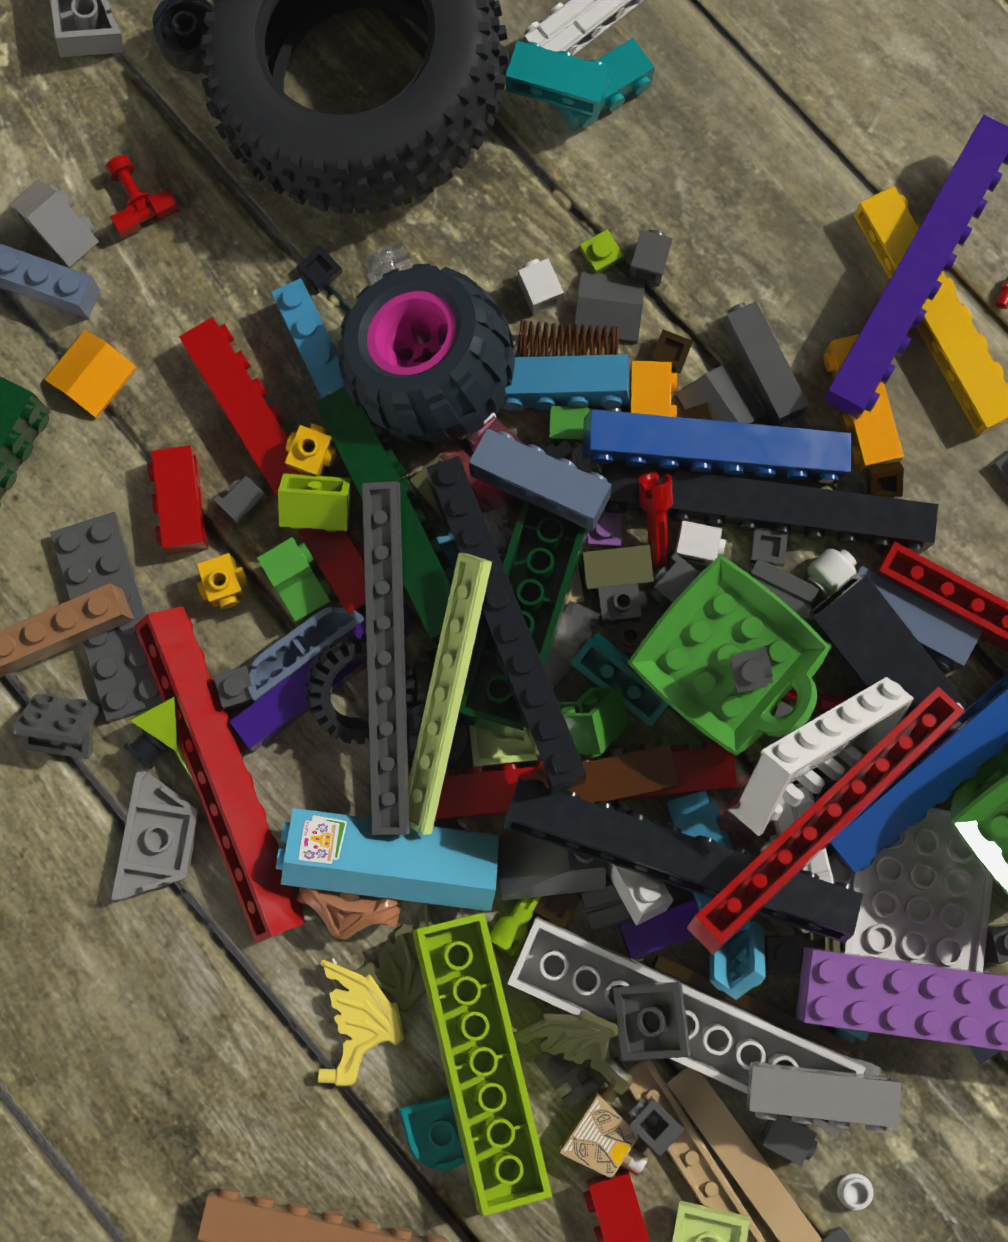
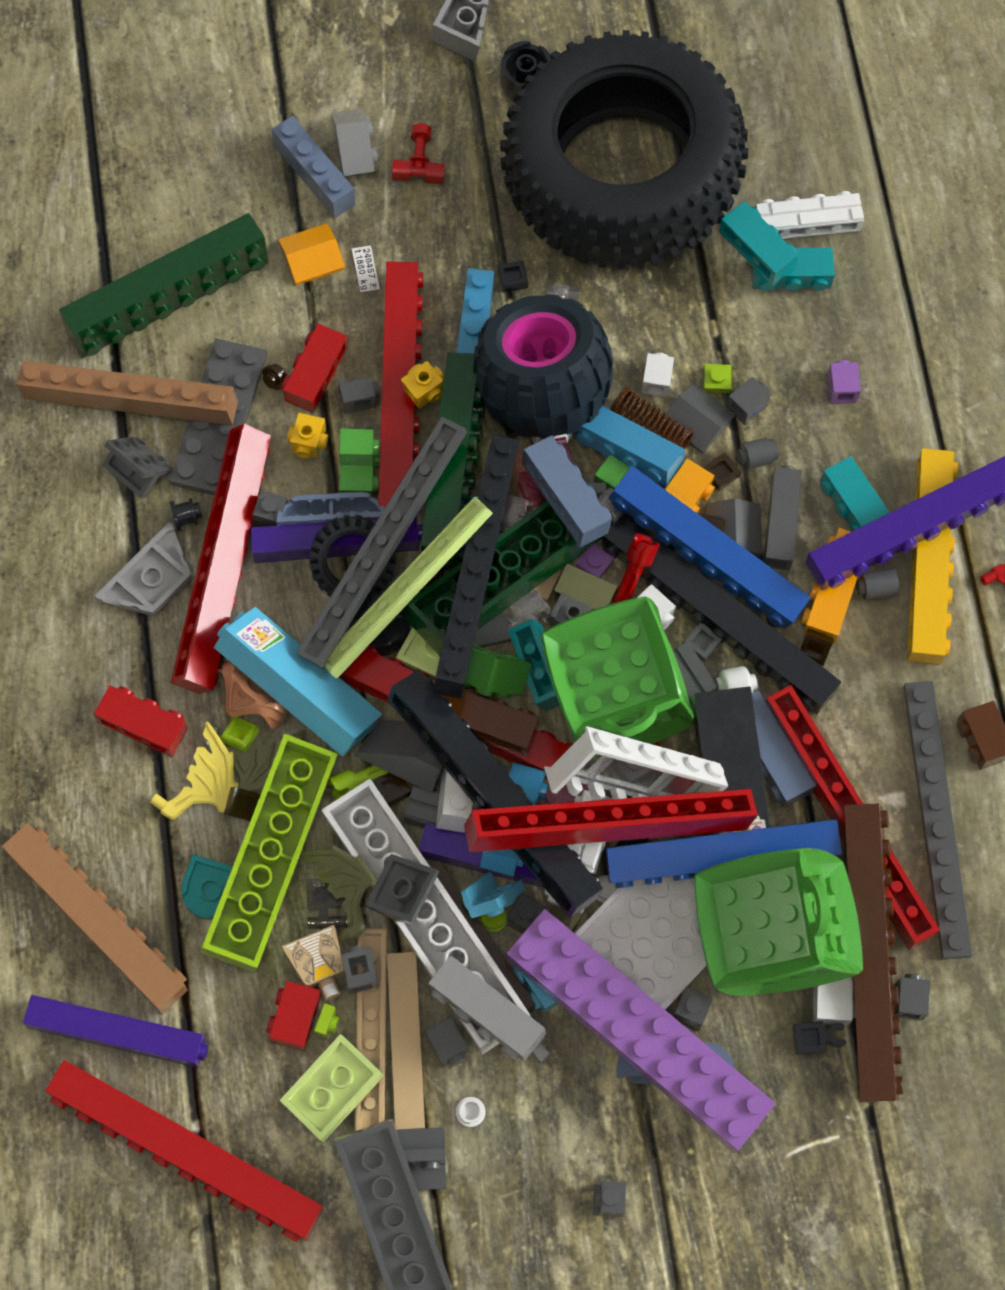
camera: 30 degrees right, 10 degrees down
(141, 536) = (273, 376): none -> dark brown plate
(158, 355) = (365, 268): none -> white sticker
(162, 724) = (204, 501): lime piece -> none
(250, 1001) = (141, 720): none -> red brick
(314, 502) = (403, 417): lime brick -> none
(364, 949) = (240, 734): none -> lime tile
(415, 1024) = (241, 803): none -> dark brown plate
(654, 1196) = (327, 1022): none -> lime plate
(695, 308) = (757, 453): none -> dark grey brick
(733, 177) = (843, 382): none -> medium lavender brick
(751, 669) = (617, 678): dark grey brick -> none
(825, 297) = (852, 494): none -> teal brick
(908, 373) = (878, 584): none -> dark grey brick

